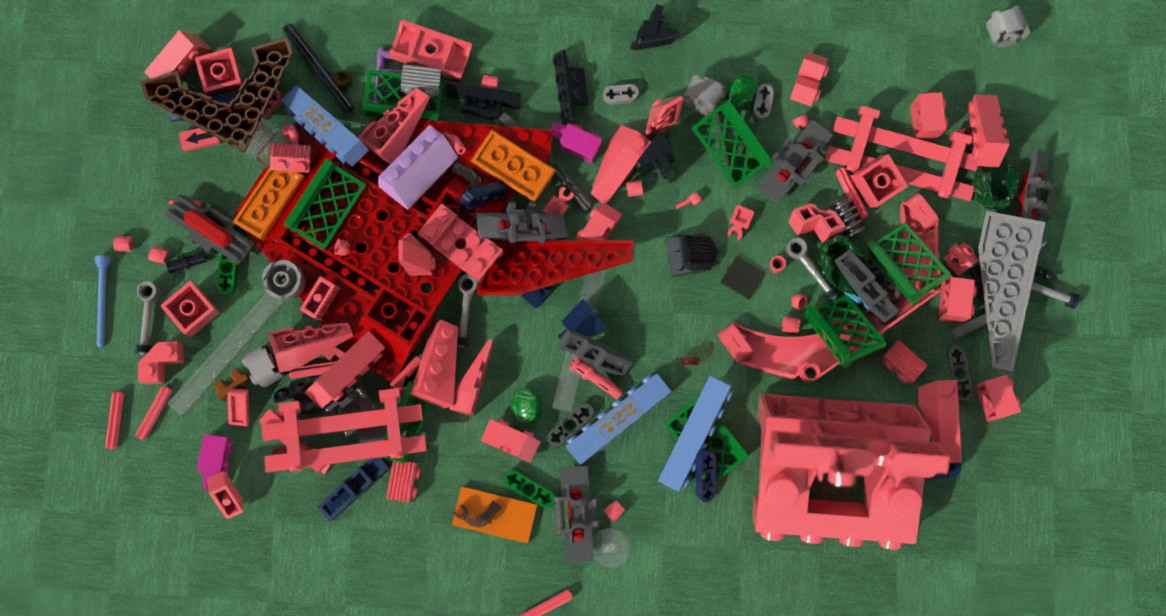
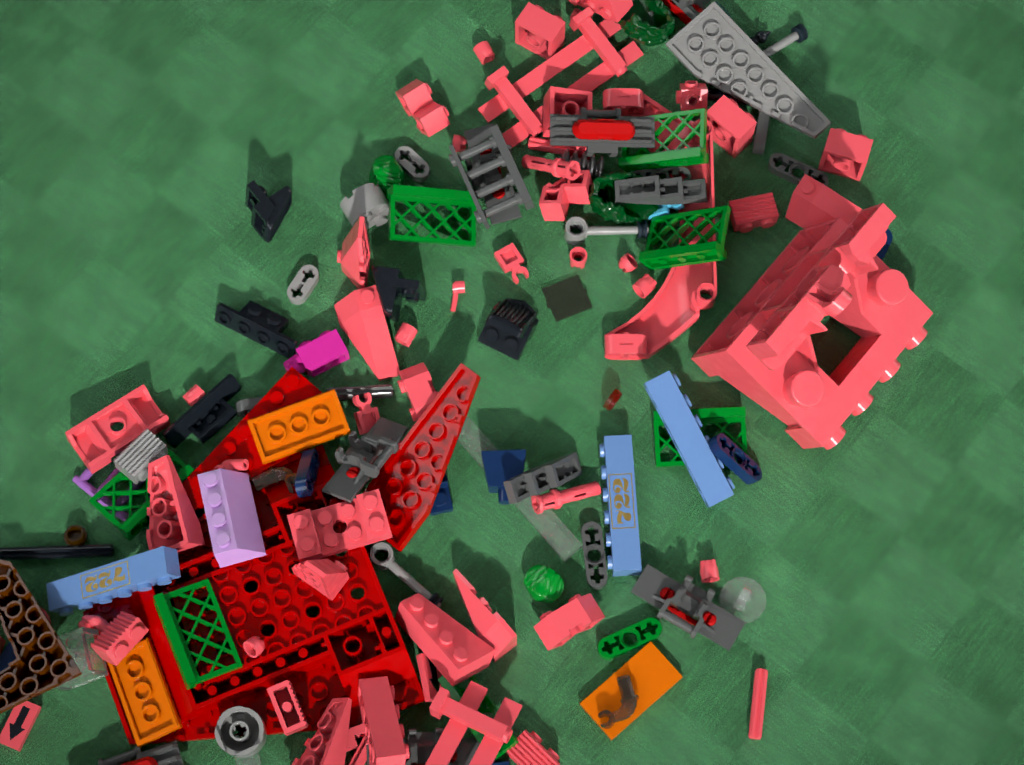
camera: 55 degrees left, 10 degrees down
(797, 178) = (512, 178): none -> dark grey fence
(825, 182) = (557, 167): none -> coral pin
(877, 217) = (602, 132): none -> dark grey piece
(885, 89) = (484, 52): none -> coral hose

